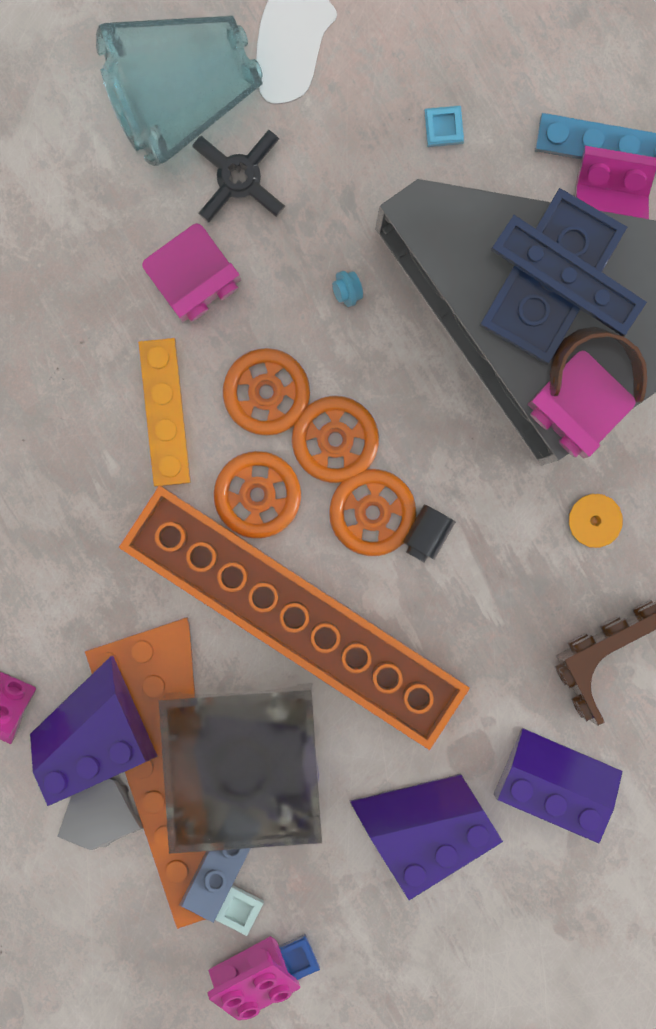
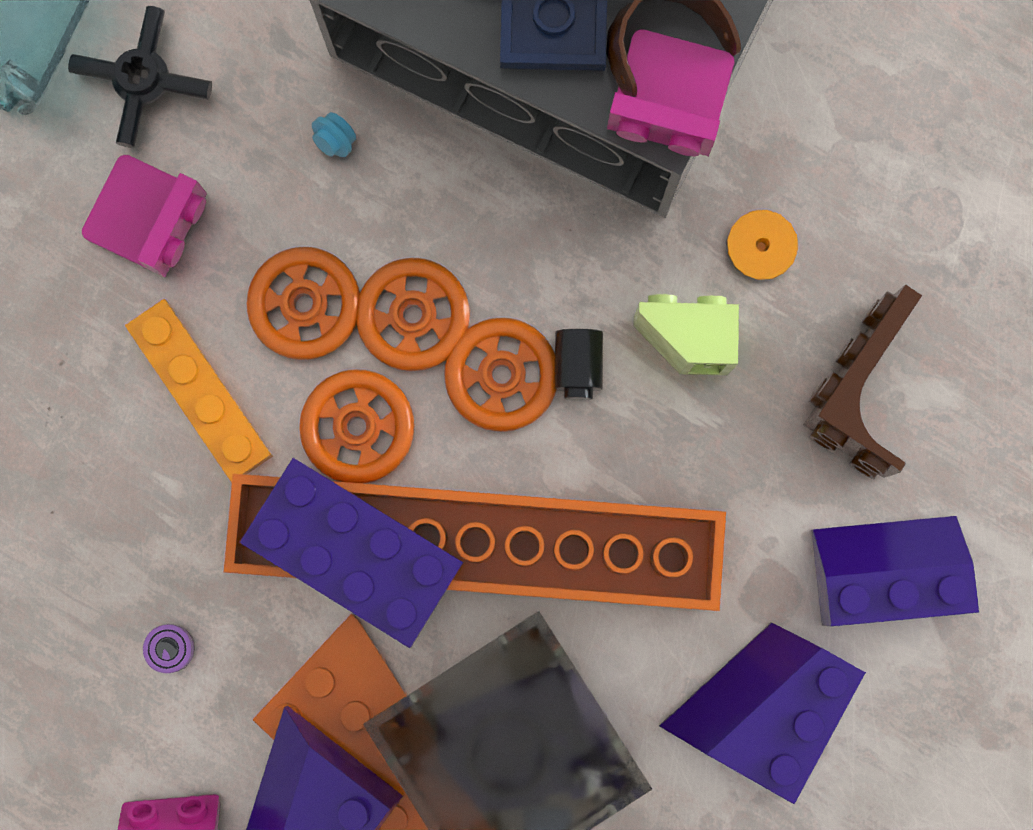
camera: 25 degrees left, 5 degrees down
(53, 574) = (168, 648): none -> medium lavender tile
(209, 581) = (351, 552): none -> dark purple plate
(514, 560) = (691, 336): none -> yellowish green slope

